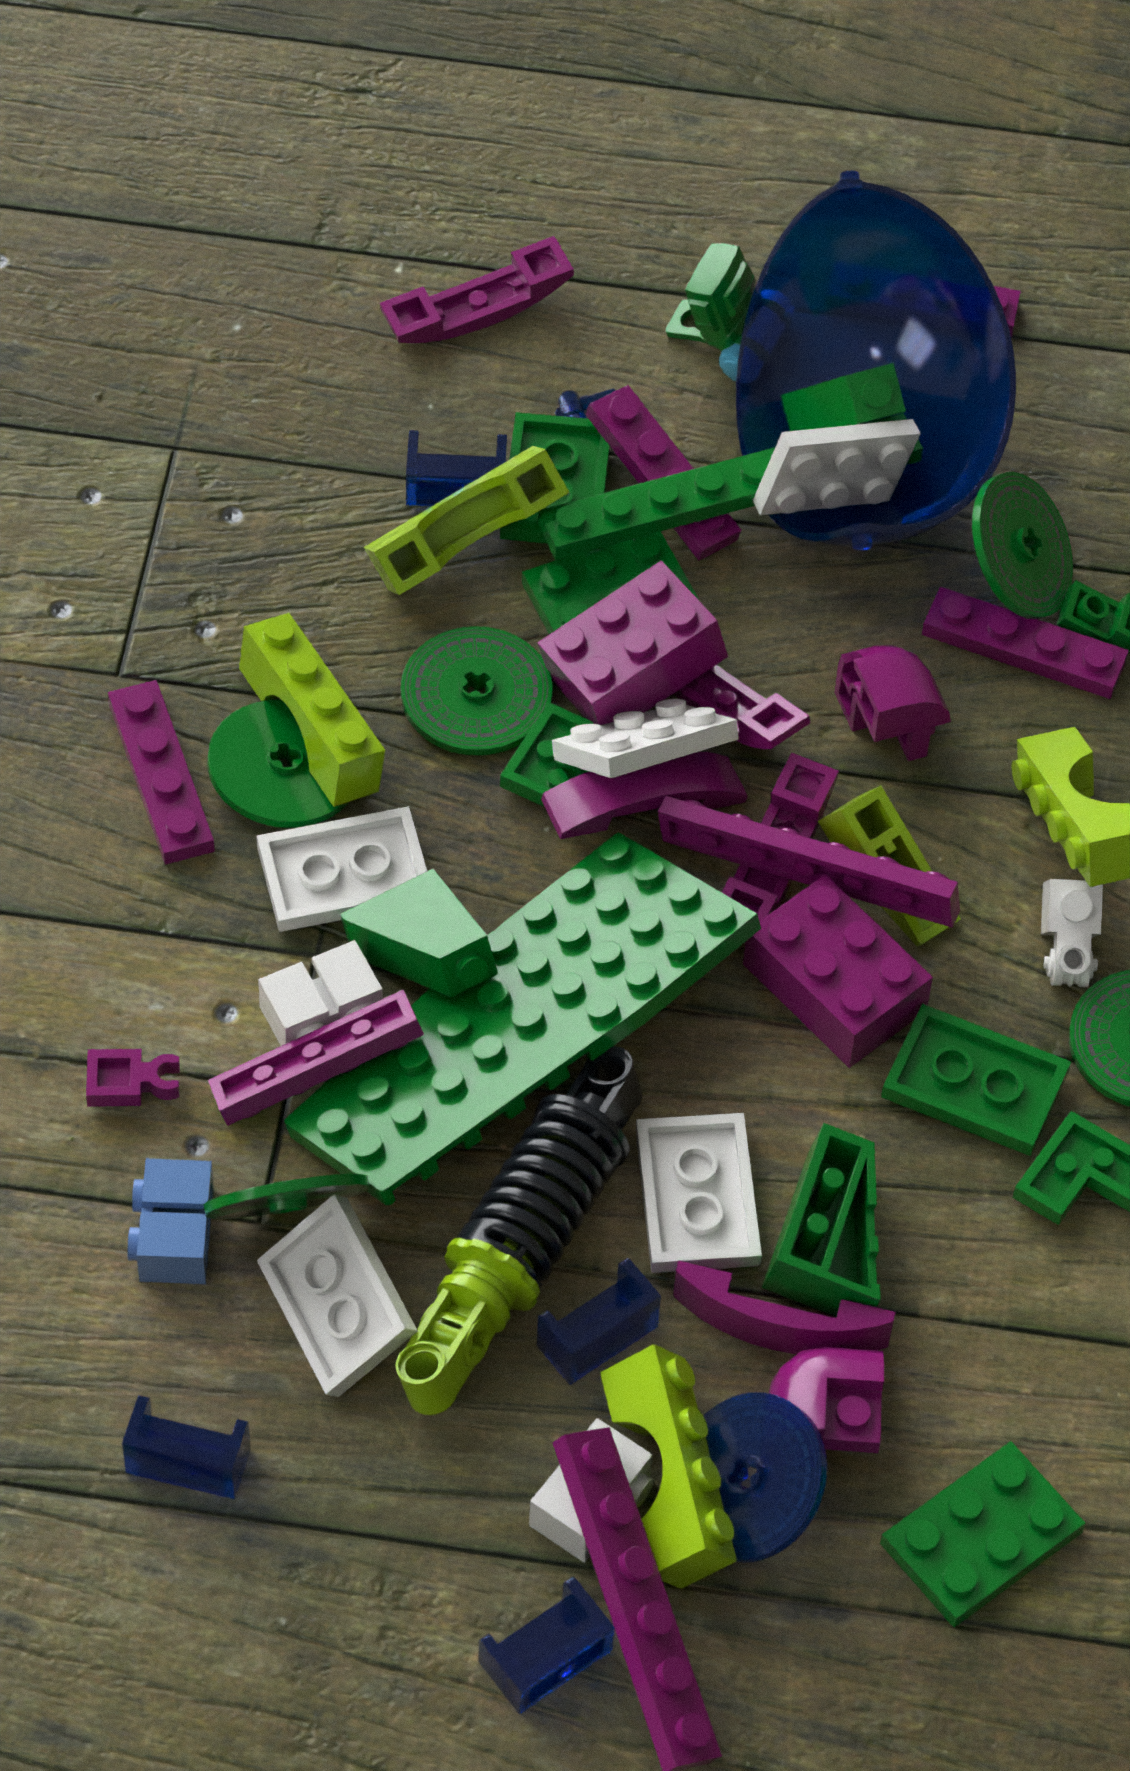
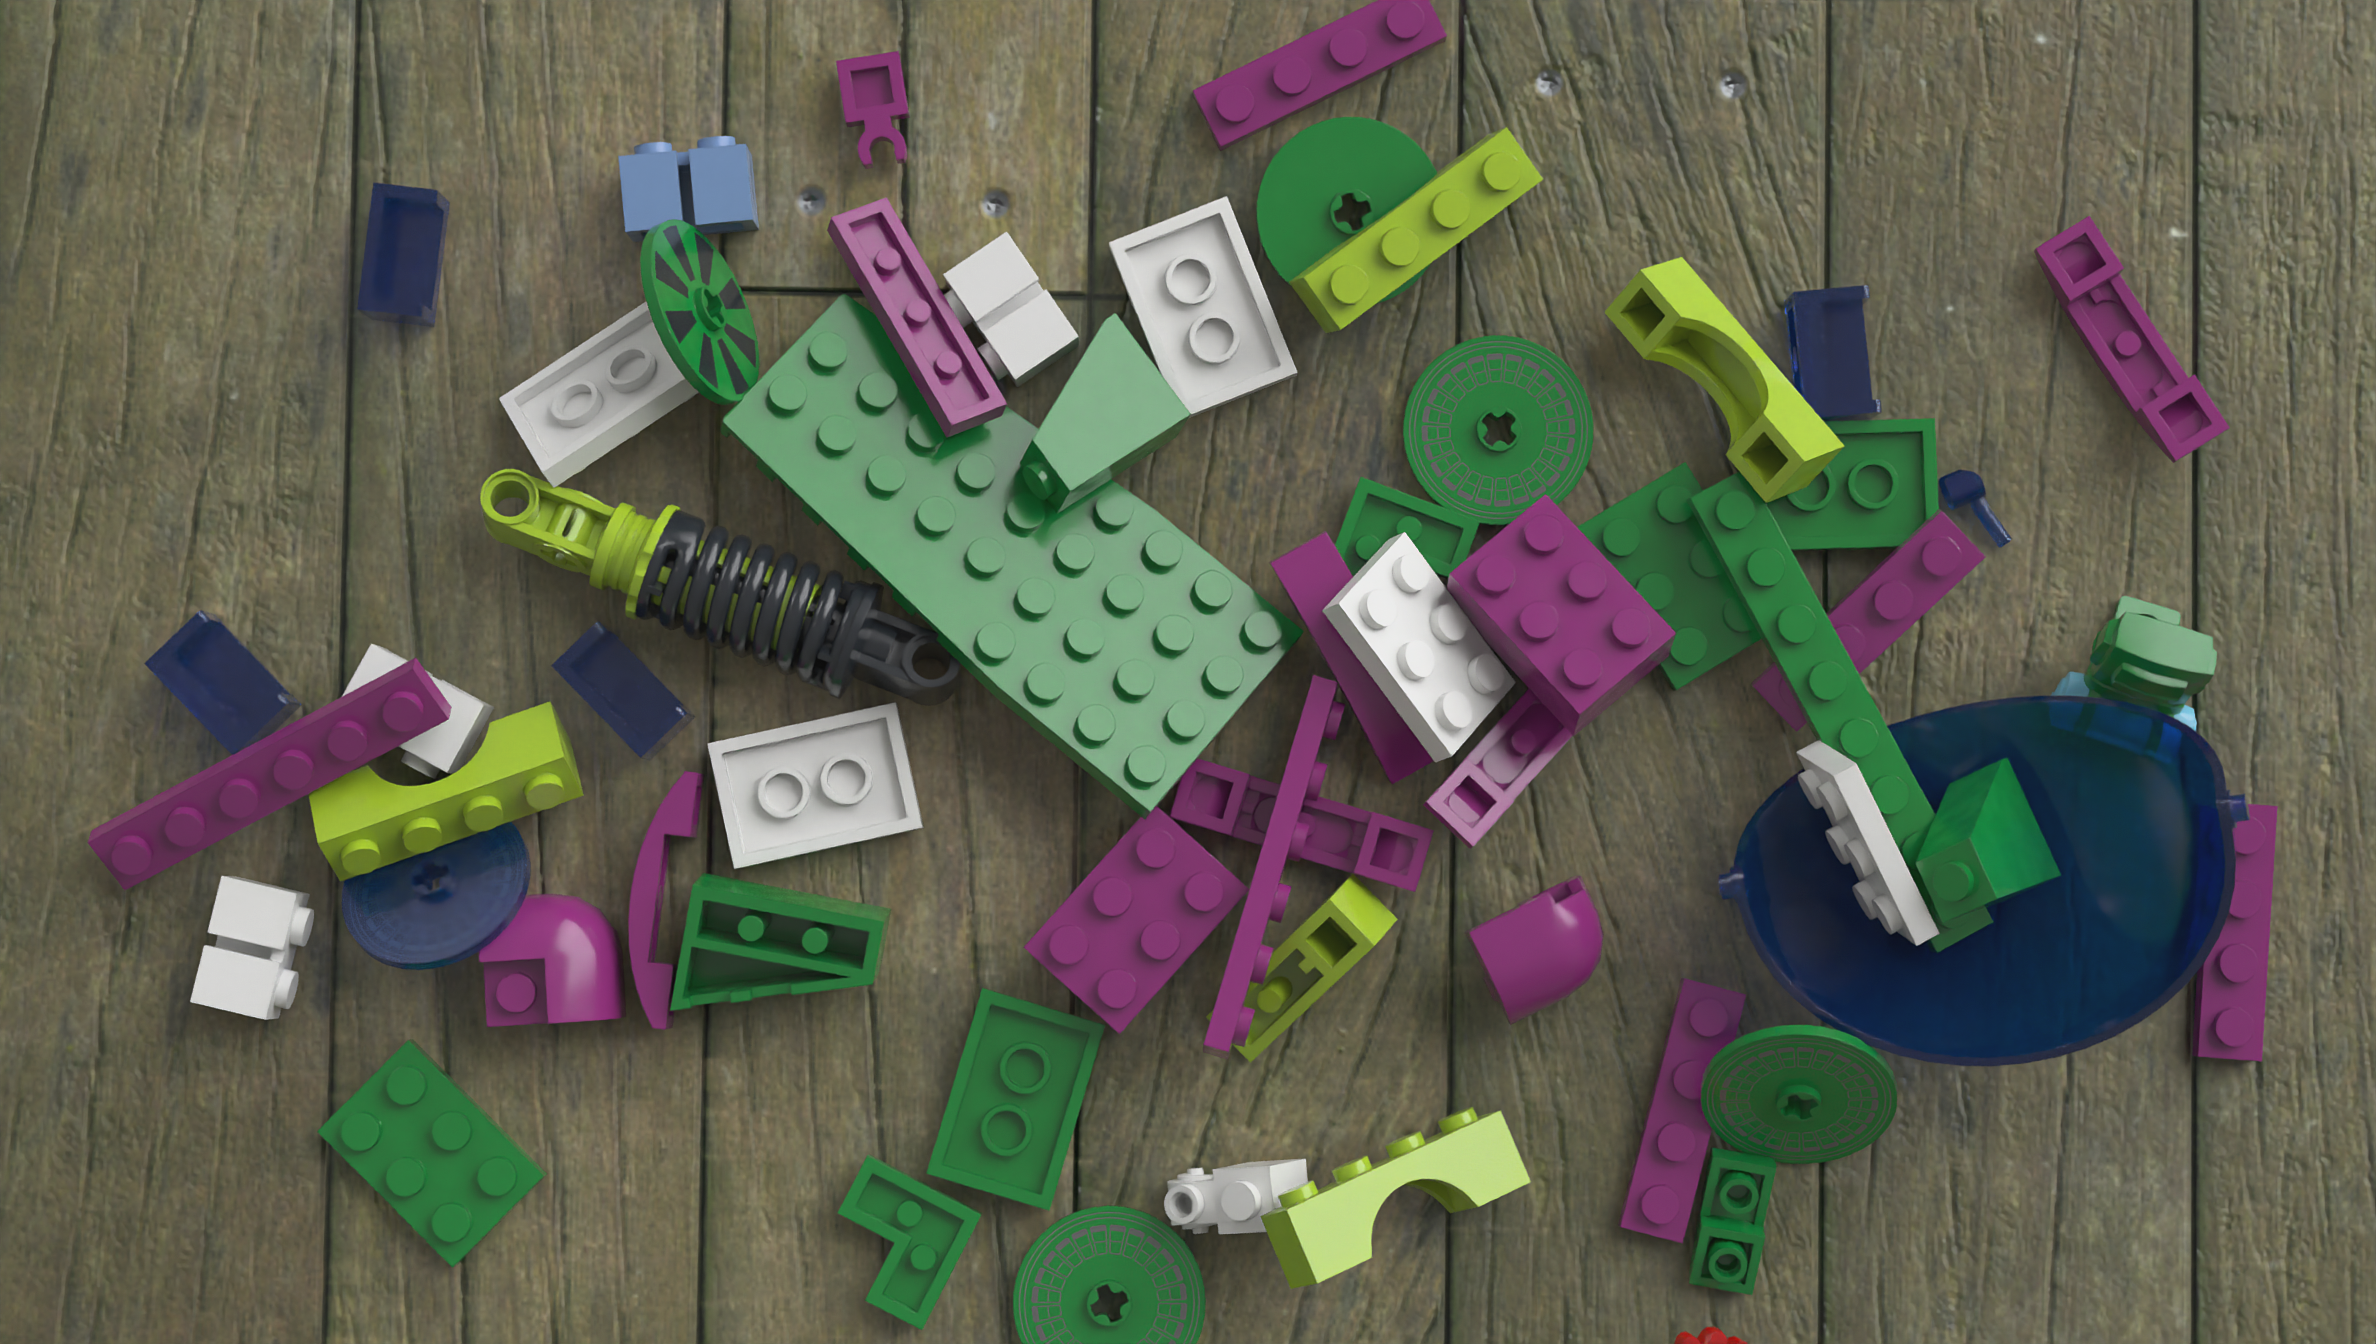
camera: 80 degrees right, 30 degrees up
(786, 1650) = (254, 948): none -> white piece

